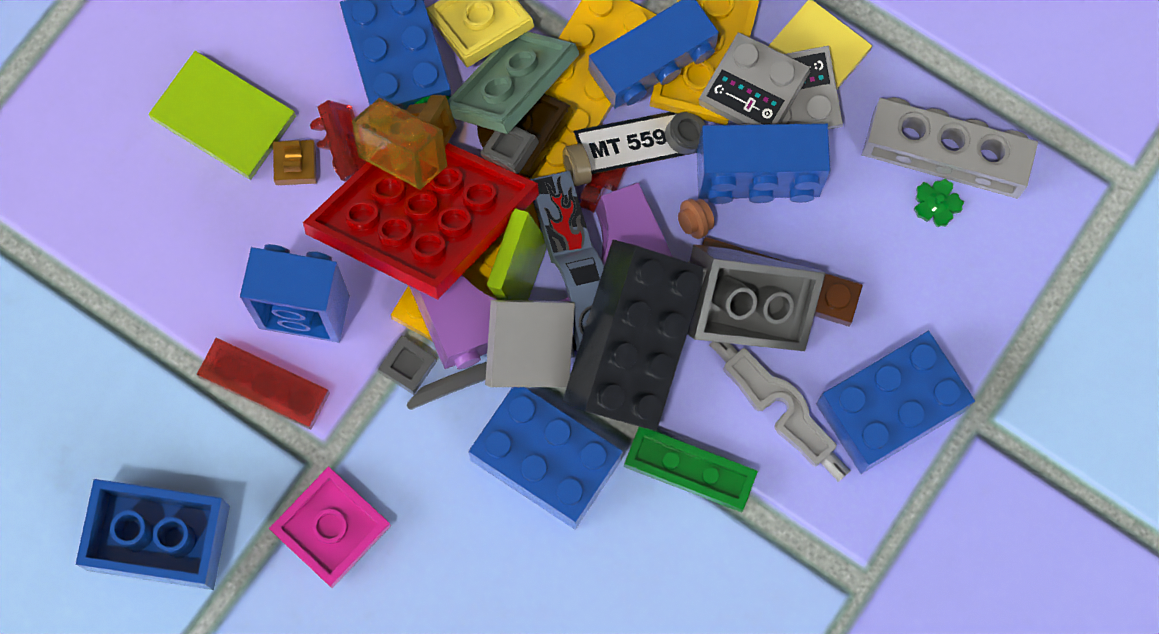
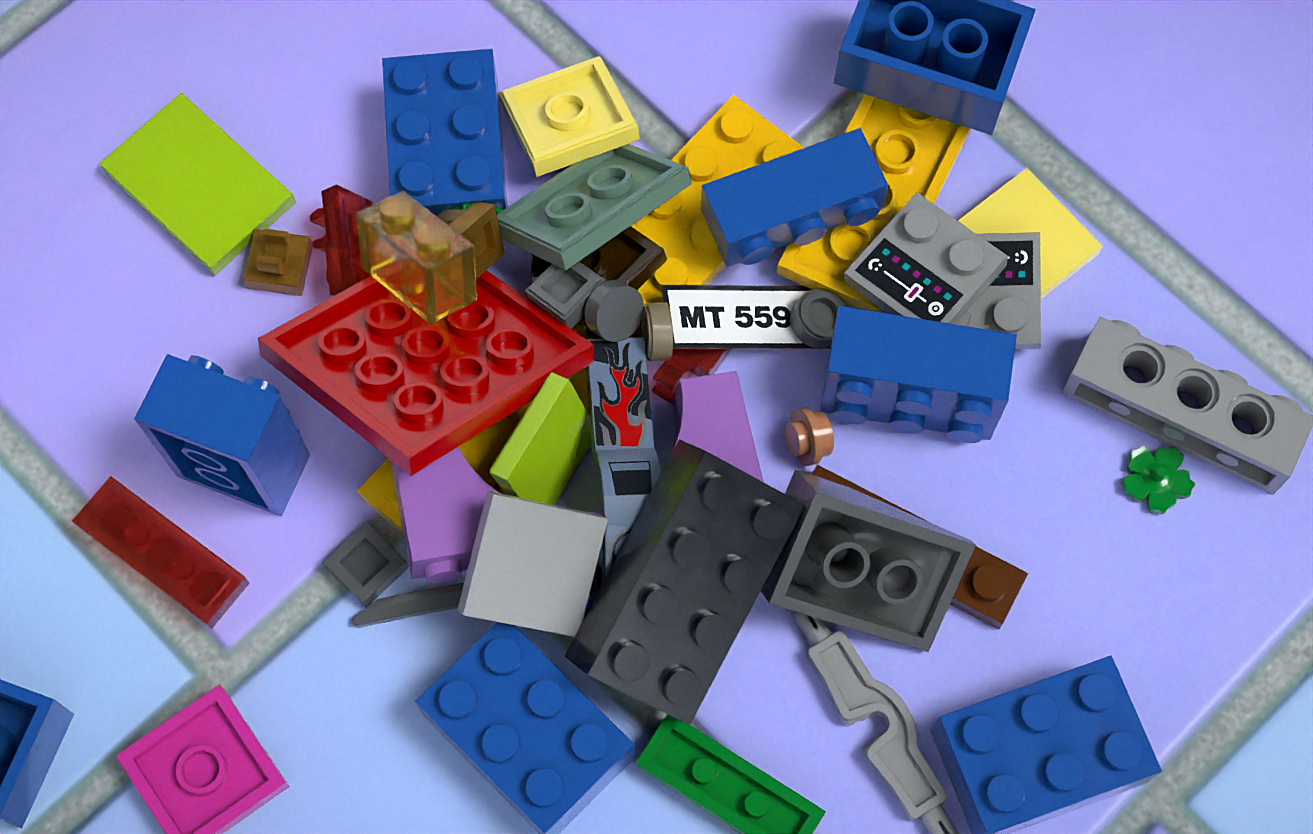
camera: 15 degrees right, 5 degrees down
(546, 156) = (614, 310): none -> dark grey tile

